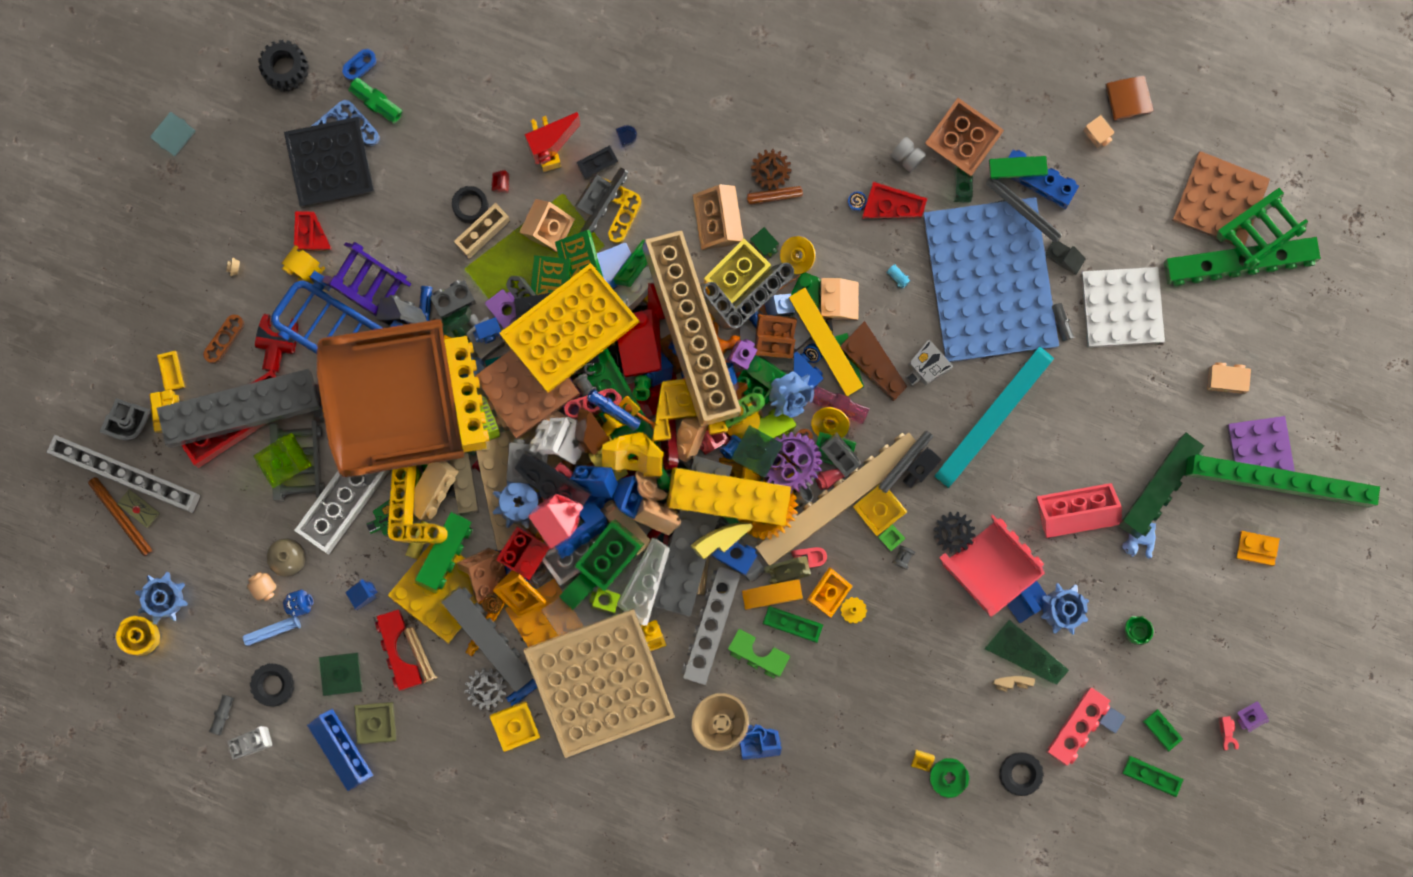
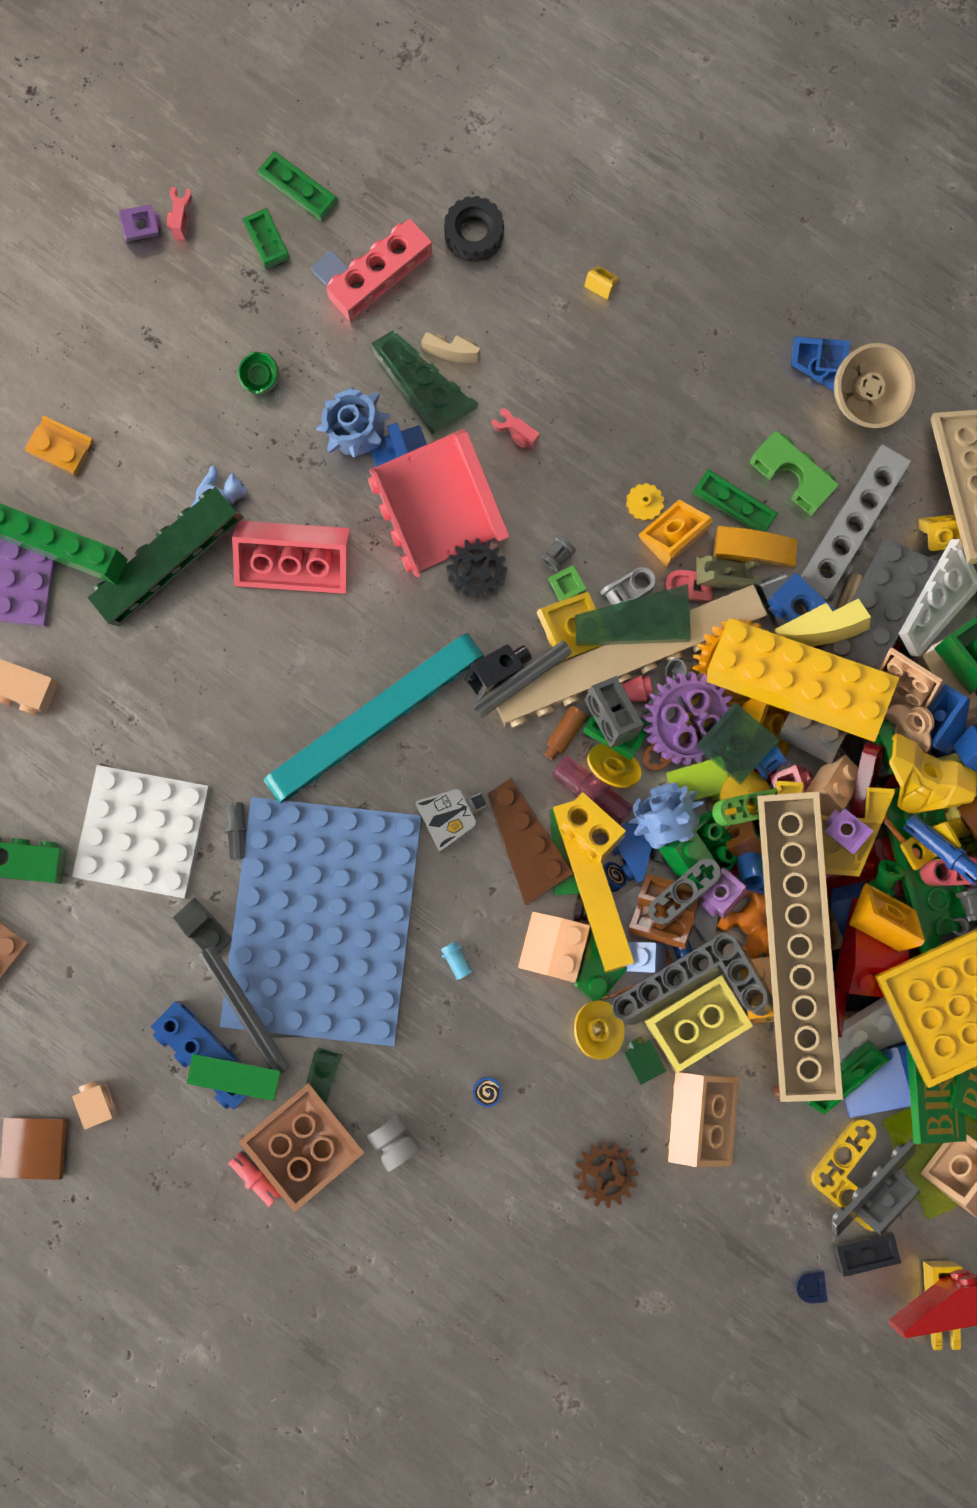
camera: 165 degrees left, 0 degrees up
(638, 361) = (887, 919): none -> light orange slope
(671, 408) = (856, 838): none -> medium lavender brick
(755, 355) = (673, 912): none -> dark grey beam
(773, 195) = (609, 1133): dark orange axle -> none
(834, 380) = (597, 823): none -> yellow brick
(836, 521) = (646, 619): none -> clear green wing
(851, 541) = (626, 588): none -> light grey piece
(867, 439) = (565, 732): none -> dark orange cylinder
(893, 203) = (435, 1074): red wing -> none
(941, 769) = (569, 263): green plate -> none
(949, 634) = (521, 432): none -> coral plate
(988, 113) = (254, 1178): none -> coral pin

